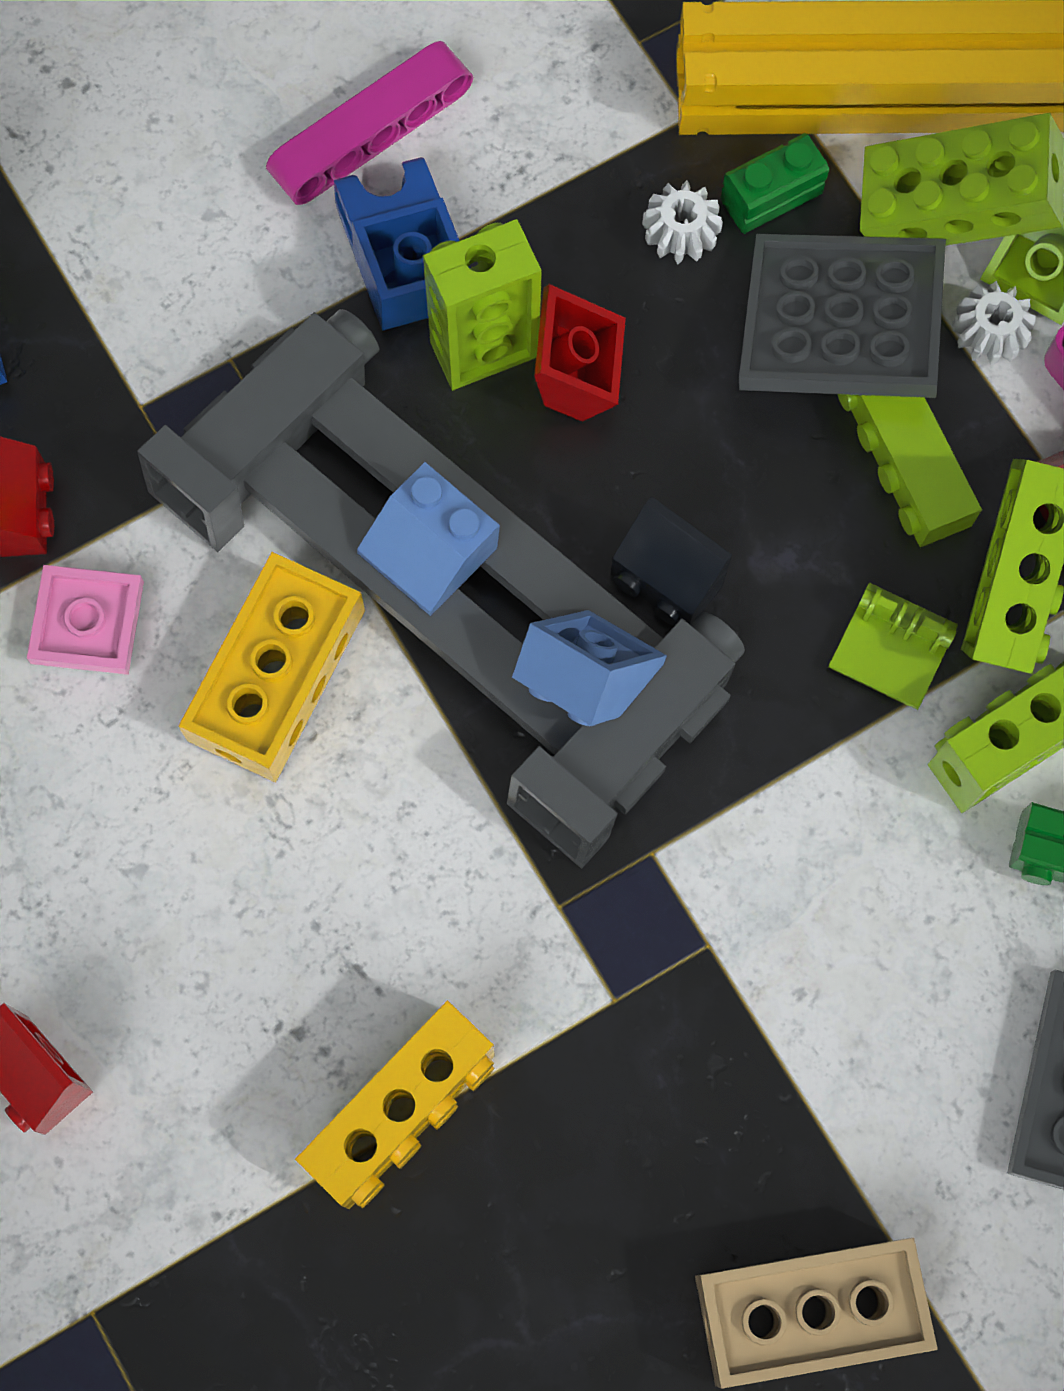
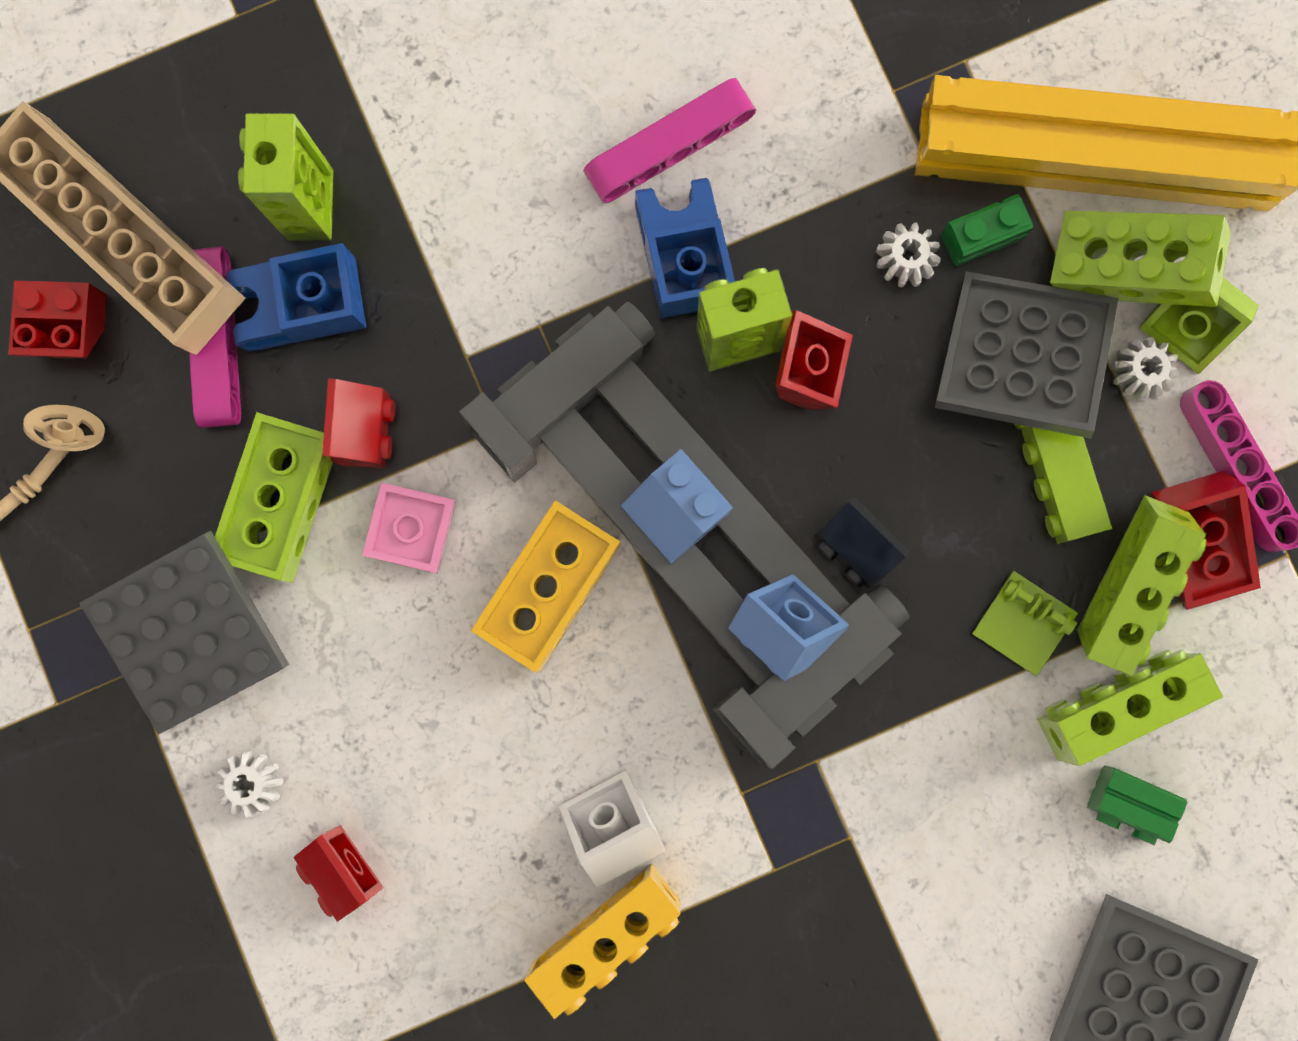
camera: 20 degrees right, 10 degrees up
(393, 968) = (611, 829): none -> white slope

